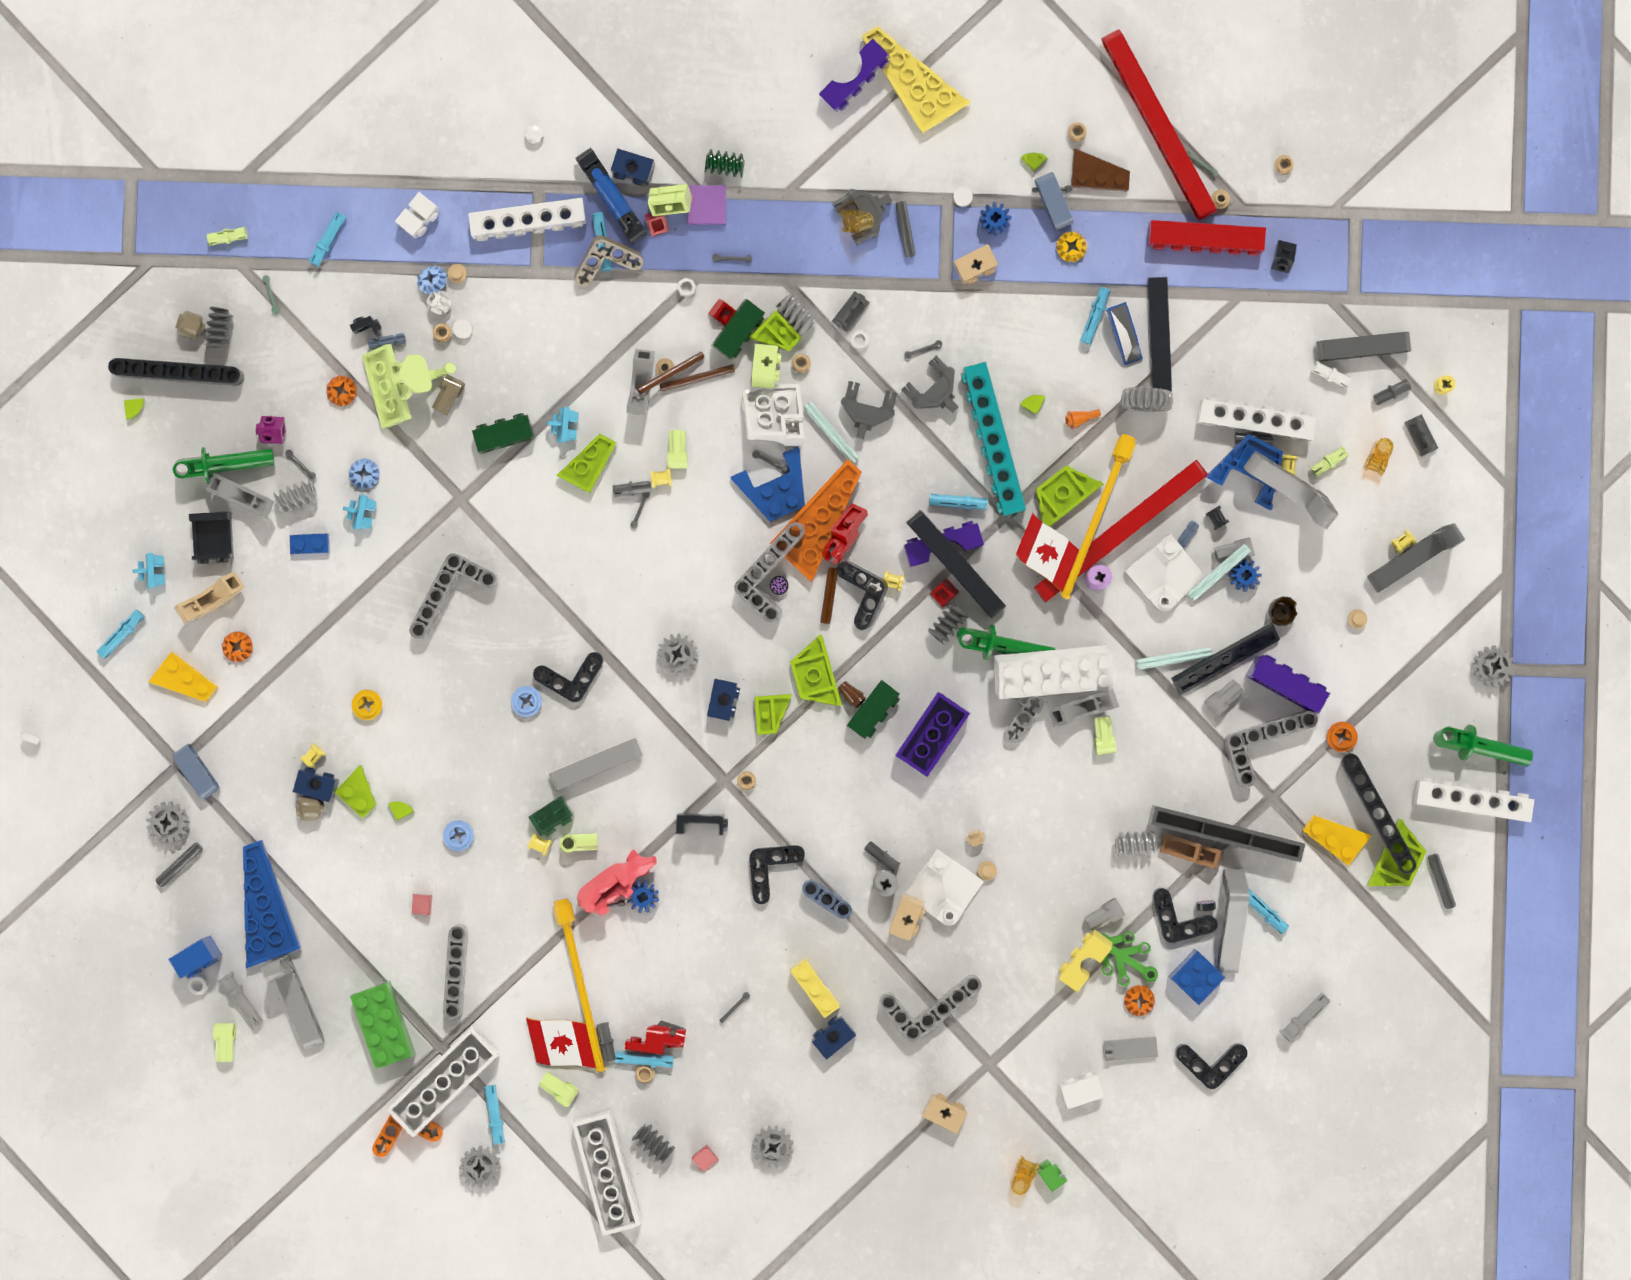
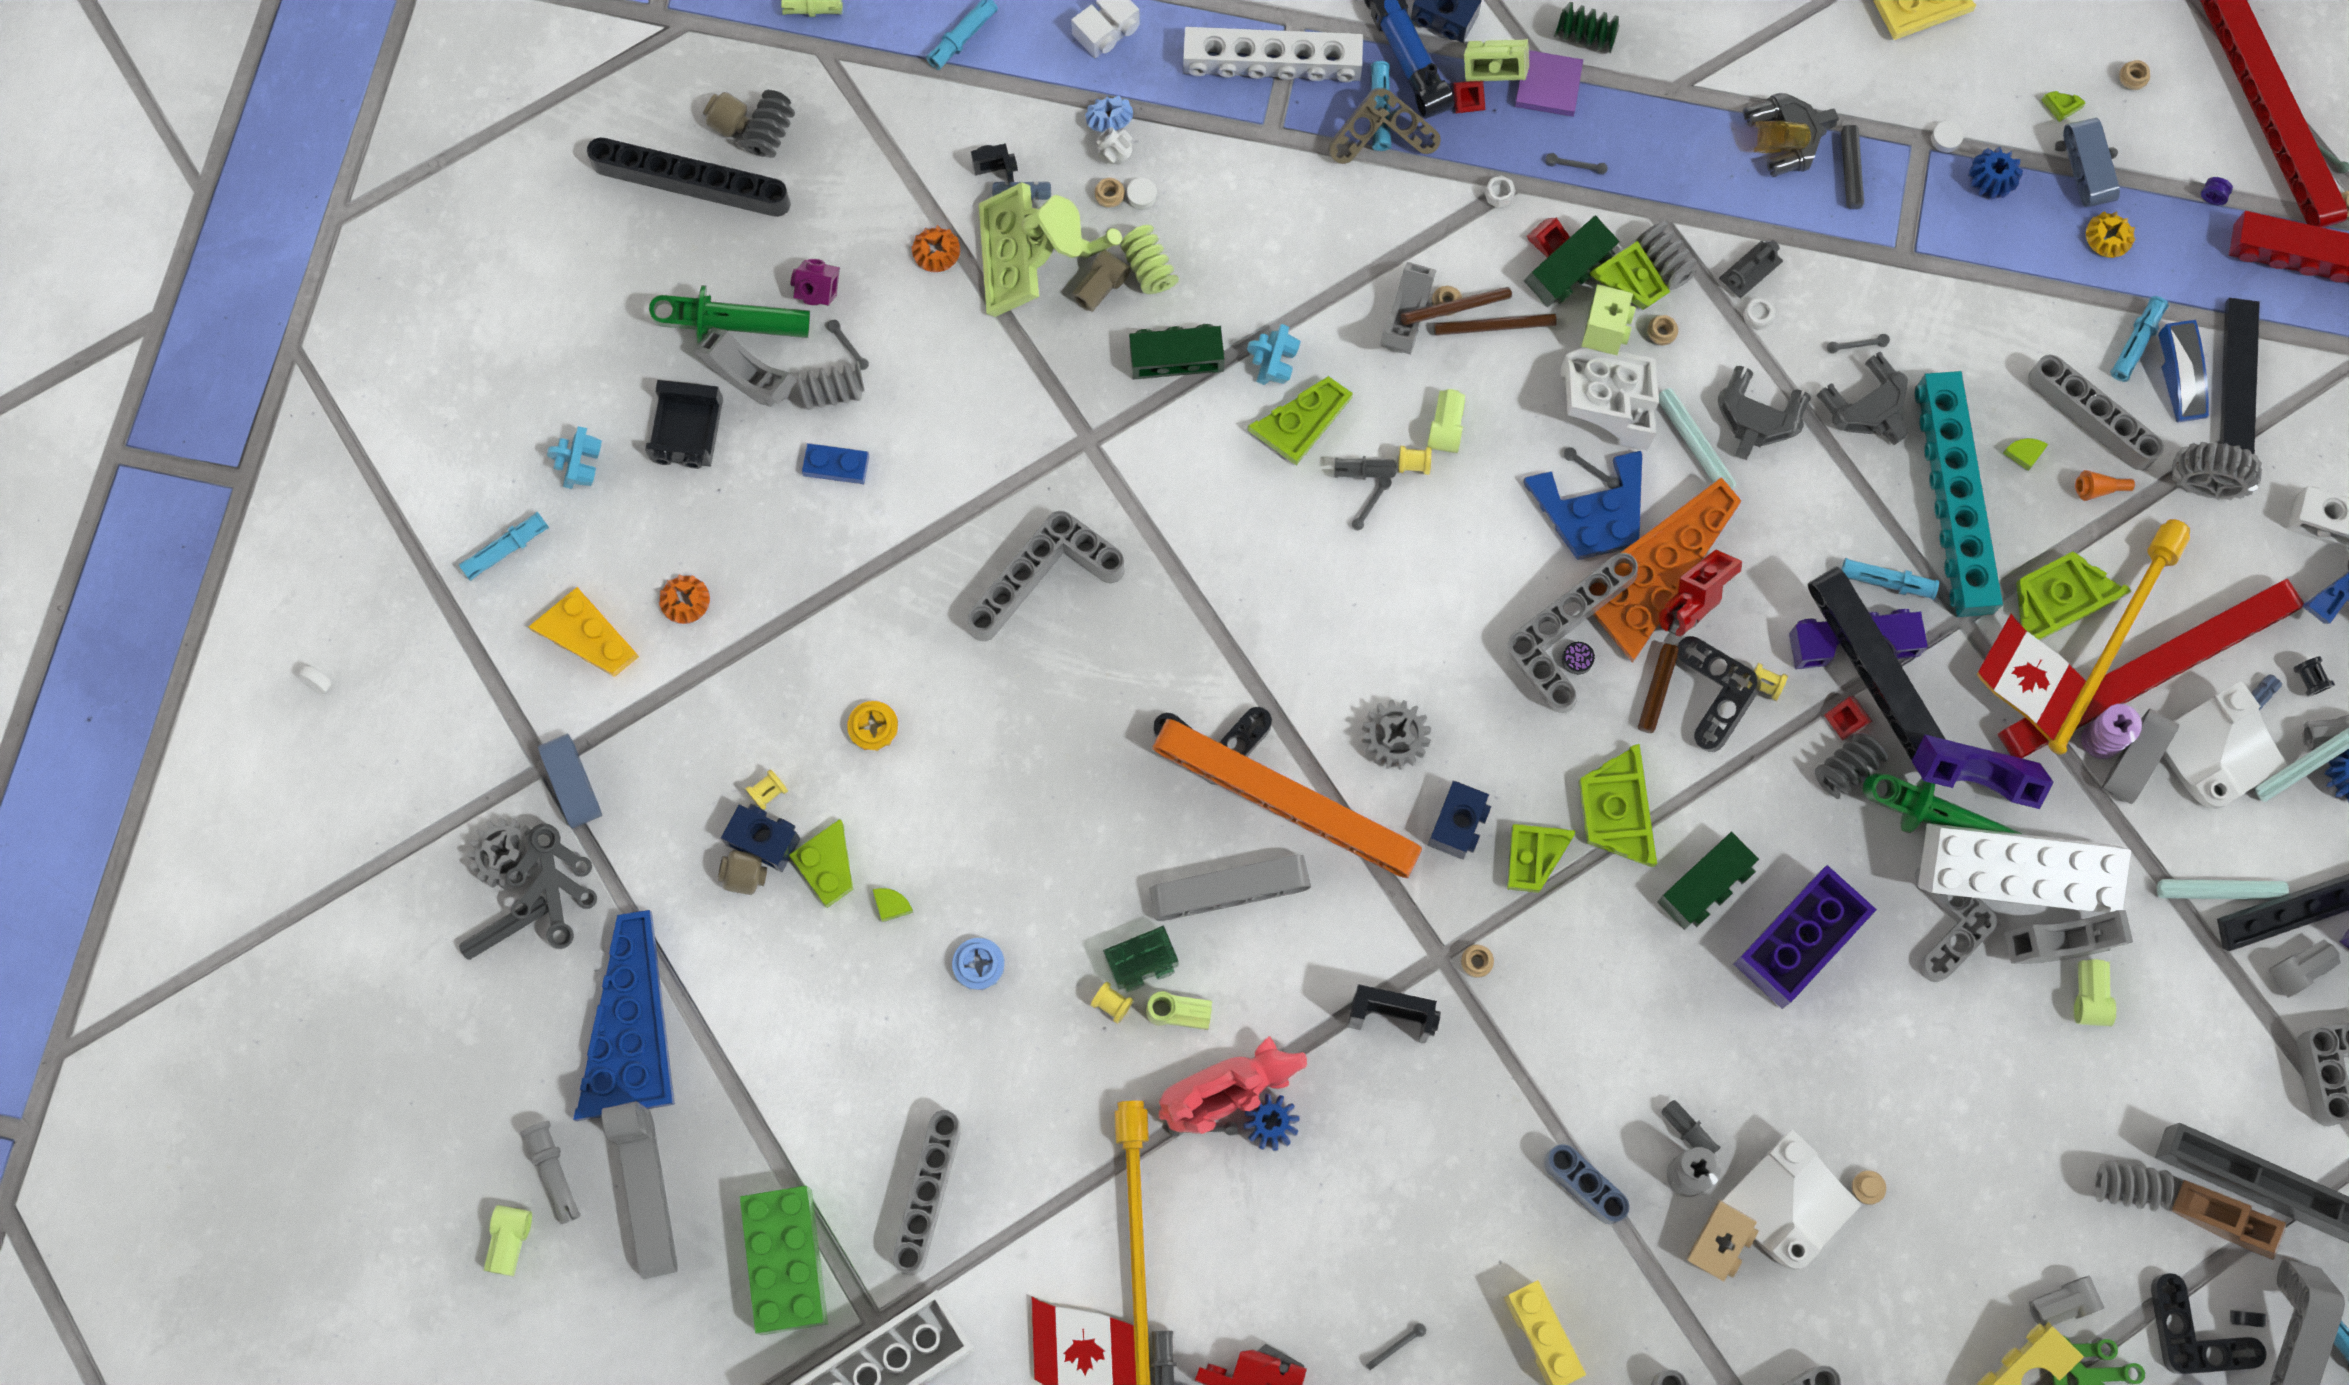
camera: 10 degrees right, 15 degrees down
(133, 407) = (610, 218): lime tile -> none
(198, 955) = (493, 1082): blue brick -> none
(198, 985) = (486, 1135): white tile -> none
(199, 834) = (551, 881): none -> dark grey plant
(210, 599) = (661, 517): tan arch -> none
(275, 309) = (860, 118): sand green hinge -> none
(363, 504) = (935, 417): medium azure hips -> none
(369, 480) = (950, 386): light blue gear -> none
(421, 904) = (893, 1067): slope -> none
(457, 273) = (1149, 113): tan plate -> none
(474, 377) = (1147, 261): none -> yellowish green piece
(517, 702) = (1134, 752): light blue gear -> none
(618, 706) = (1287, 798): none -> orange beam
(768, 860) = (1494, 1101): black beam -> none
(851, 694) = (1676, 852): reddish brown cone -> none
(975, 838) = (1855, 1127): tan plate -> none
(980, 256) = (1958, 232): tan brick -> none
(1044, 616) = (2013, 777): none -> dark purple arch
(1077, 379) = (2101, 426): none -> light grey beam
(1096, 173) = (2160, 139): reddish brown wing -> none
(1117, 588) = (2140, 757): none -> light grey beam
(1135, 205) = (2217, 191): none -> dark purple bush

